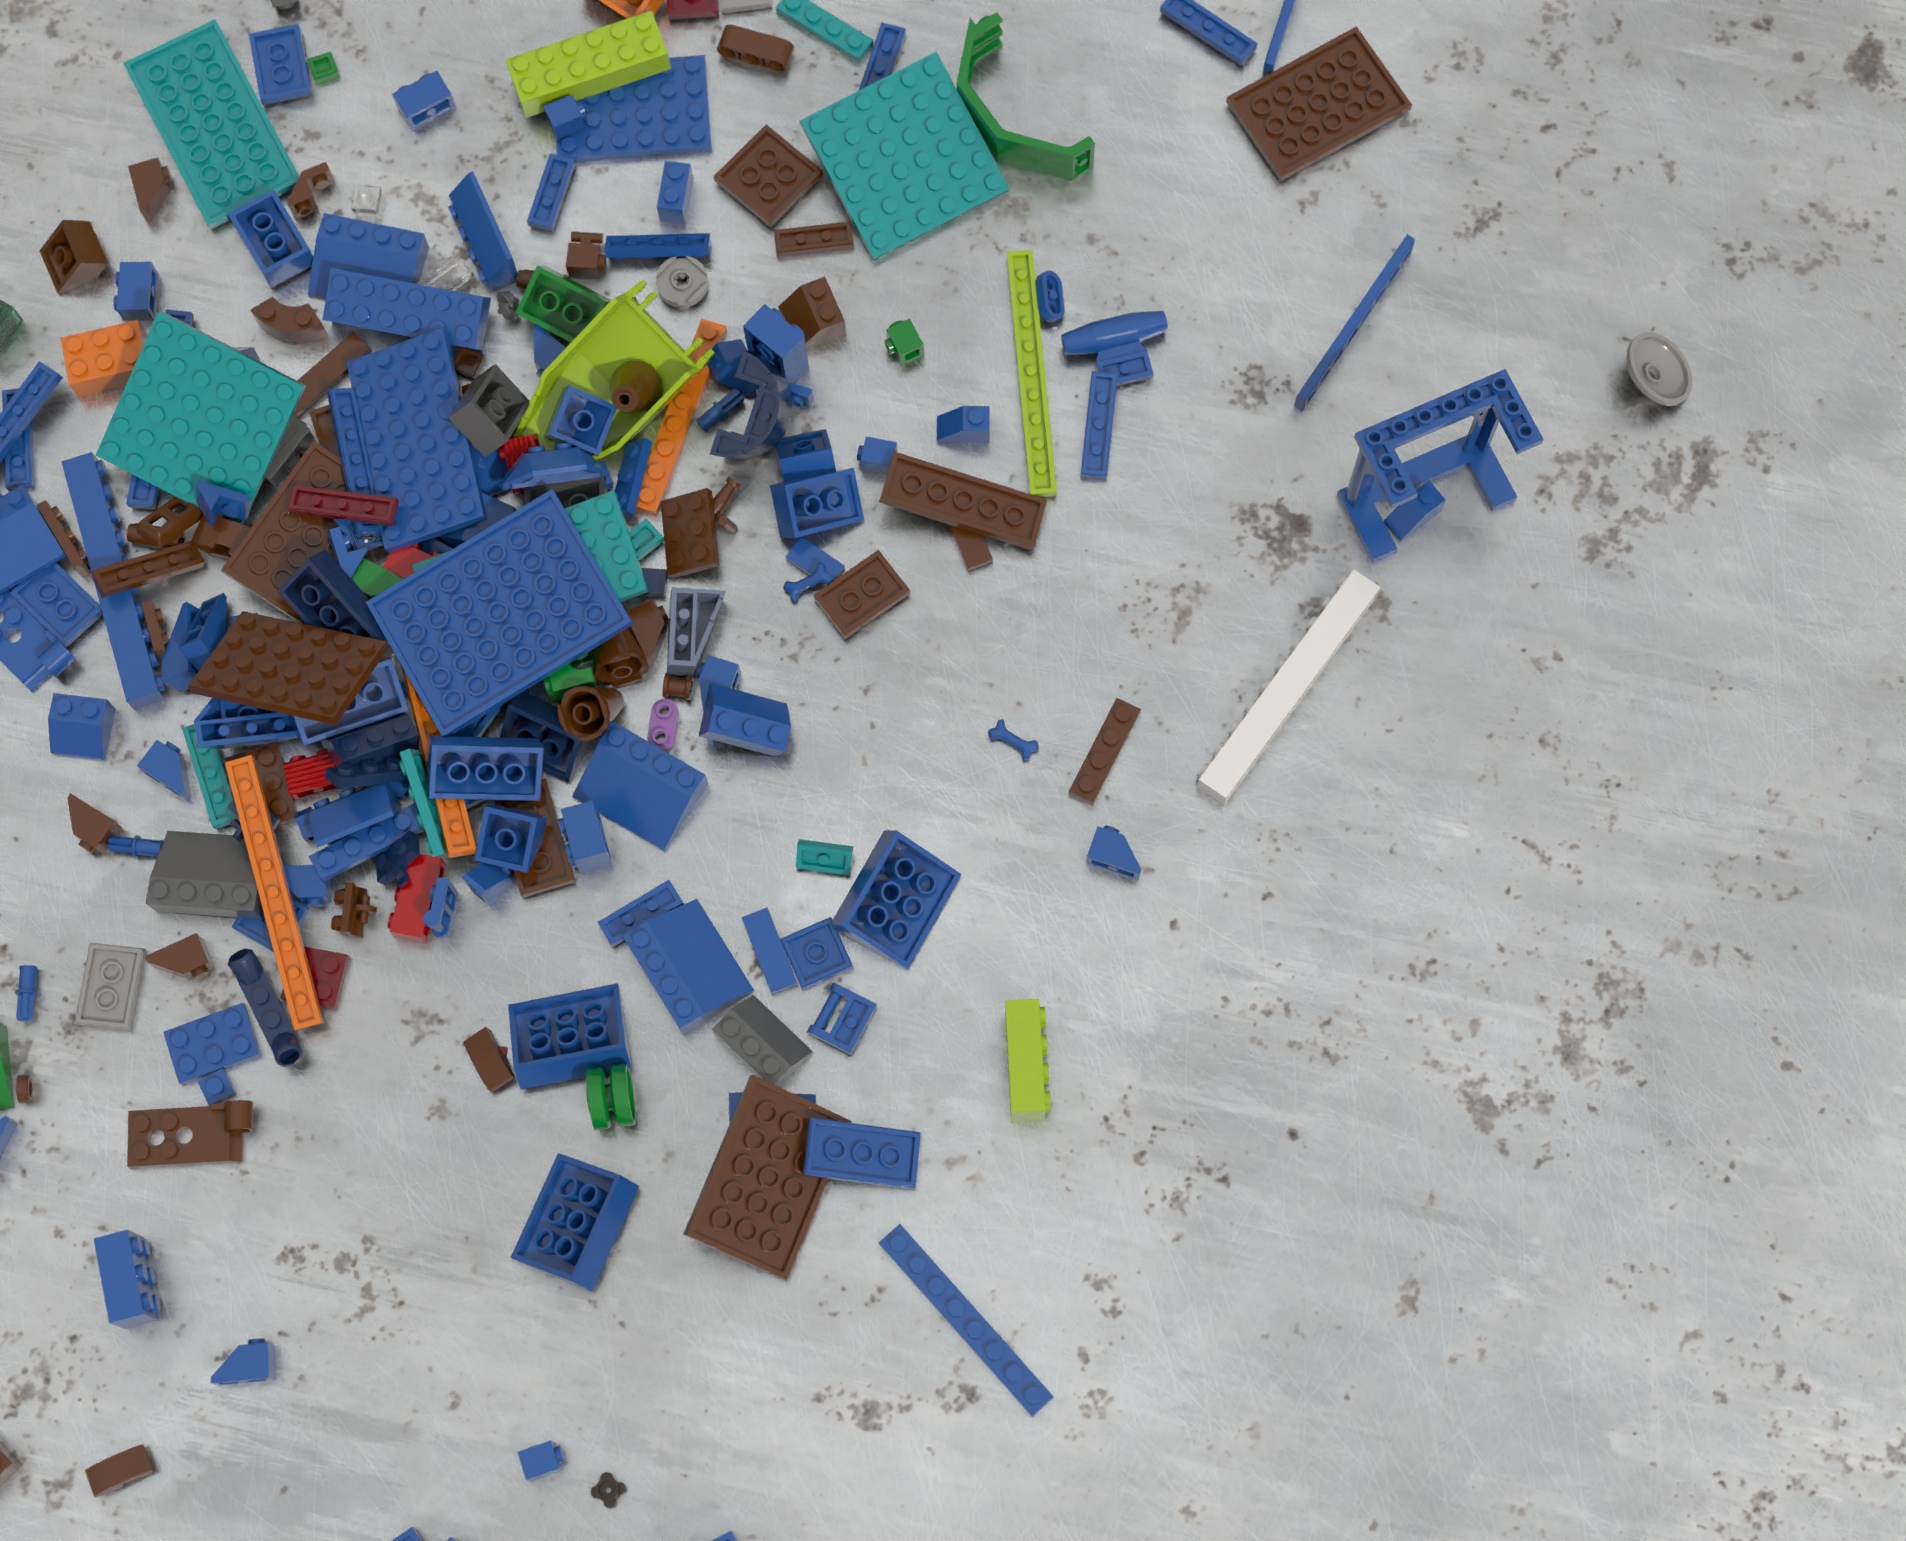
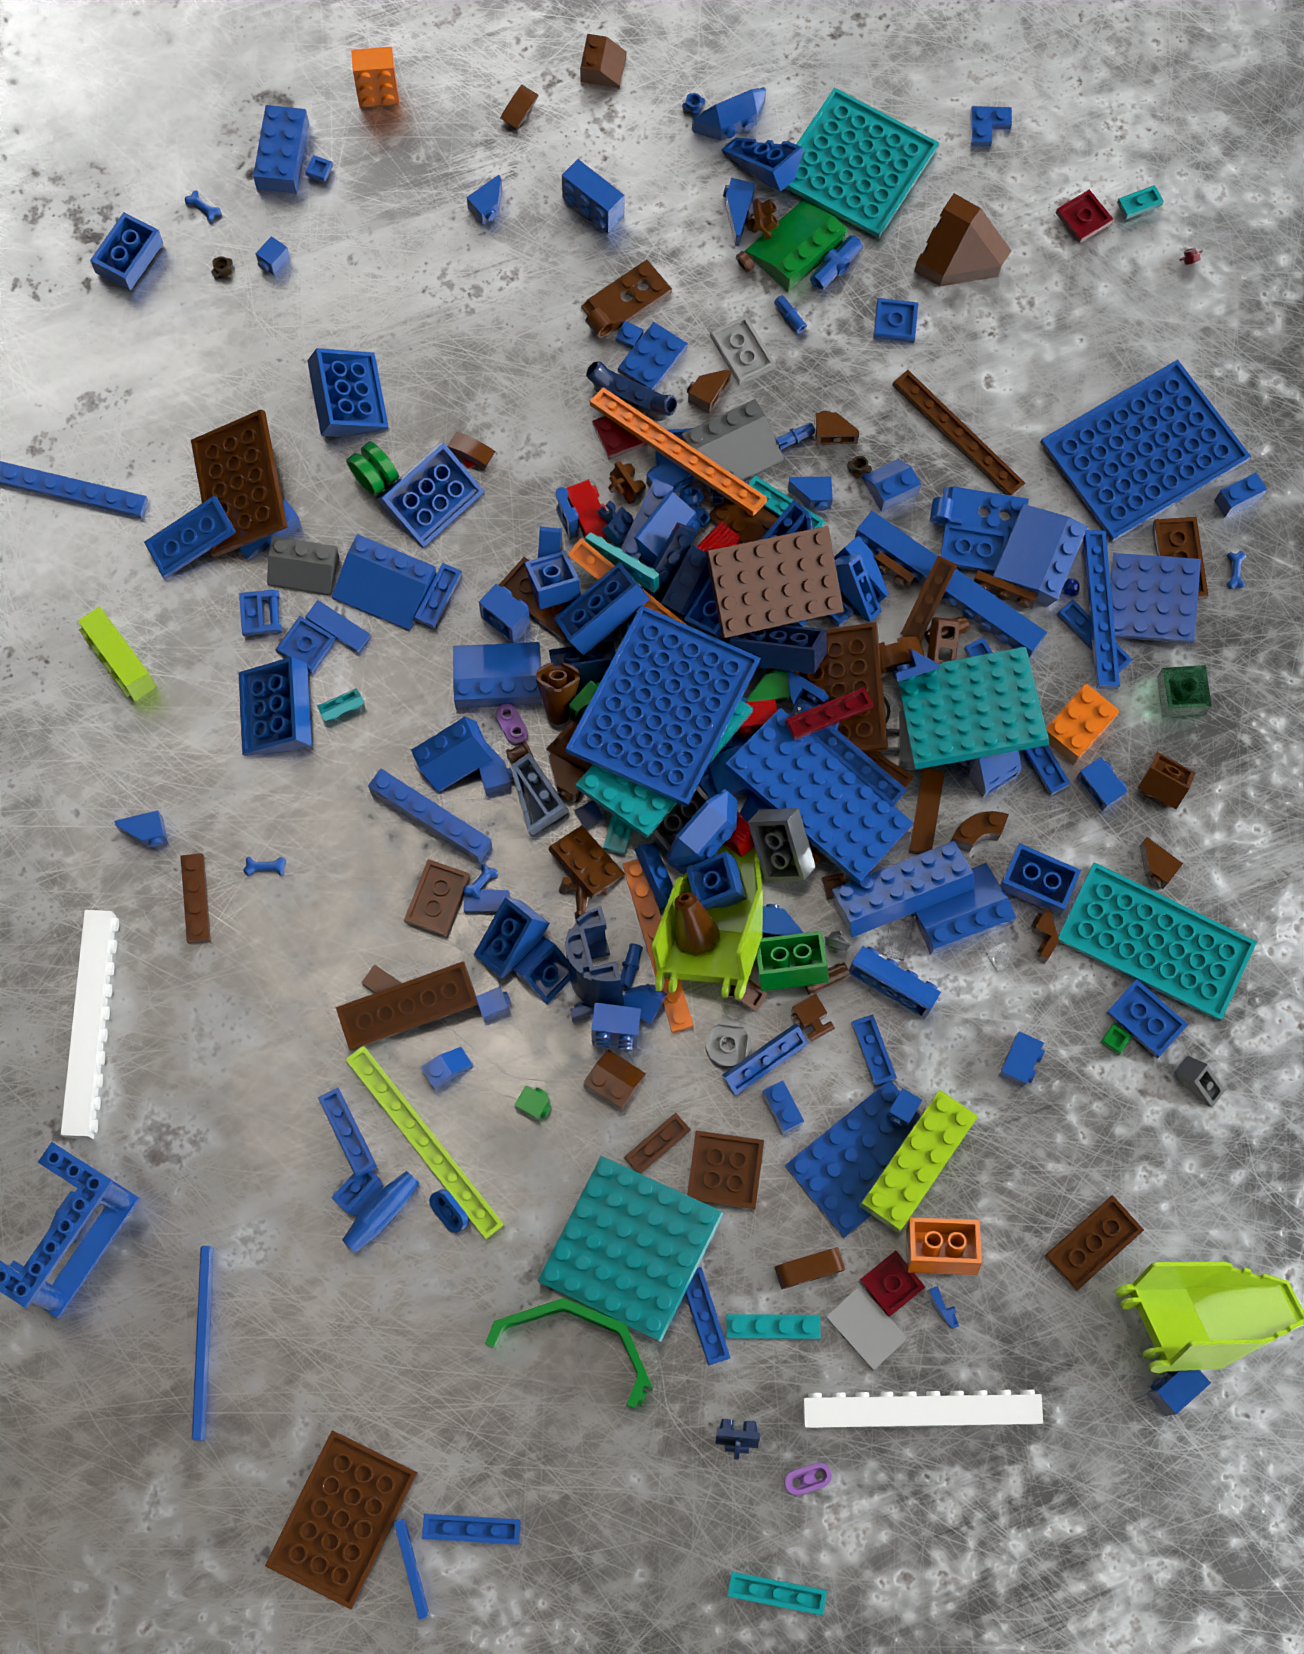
camera: 140 degrees right, 0 degrees up
(92, 762) = (859, 461): none -> dark brown plate
(297, 848) = (692, 496): none -> blue hat
(812, 678) = (430, 815): none -> blue brick

